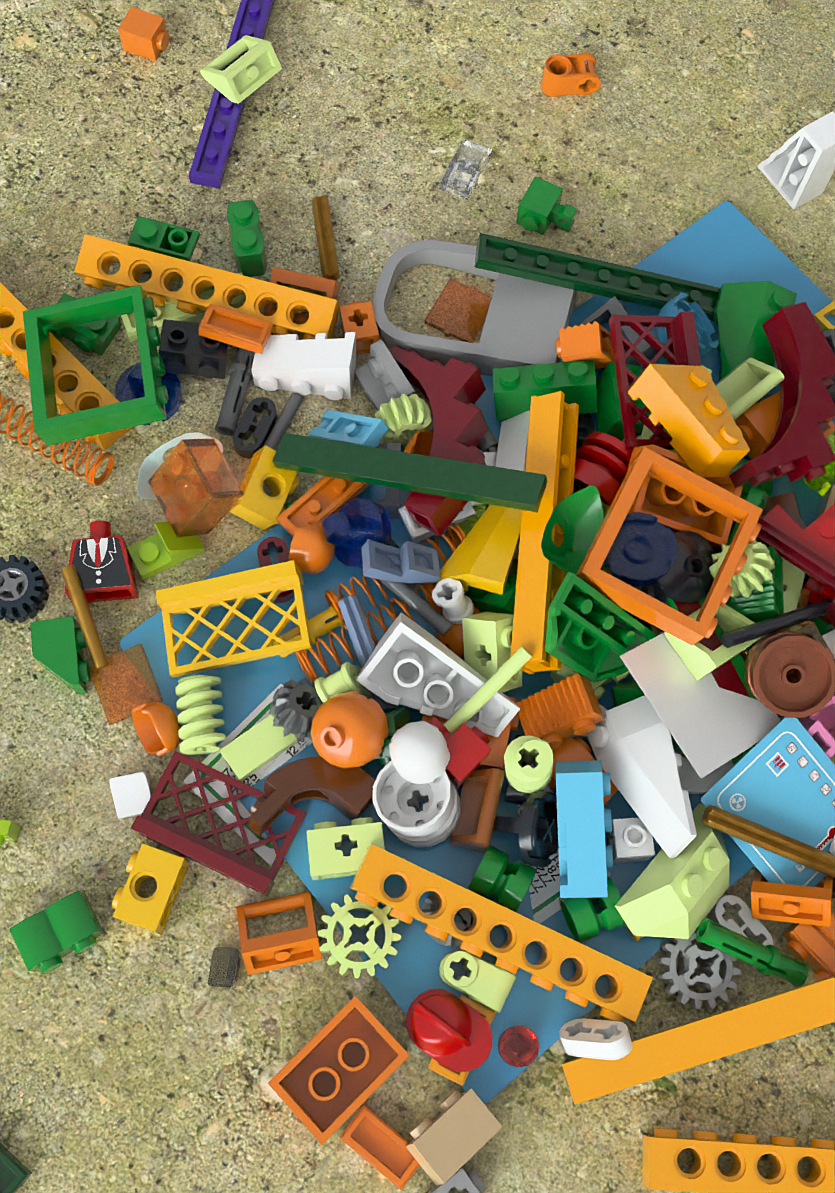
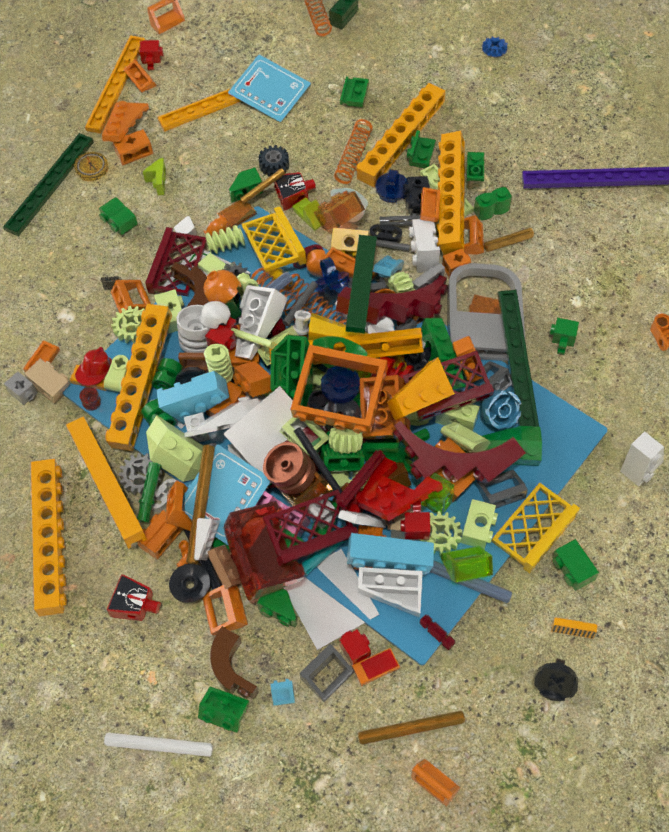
camera: 85 degrees right, 10 degrees down
(107, 418) = (382, 134): green window -> none
(143, 34) = (605, 132): orange brick -> none
(153, 911) = (140, 244): yellow brick -> none
(245, 73) = (596, 175): yellowish green tile -> none
(338, 1070) = (71, 329): orange brick -> none
(405, 565) = (314, 294): sand blue slope -> none
(465, 169) = (577, 292): clear slope -> none
(596, 1039) = (96, 427): white beam -> none

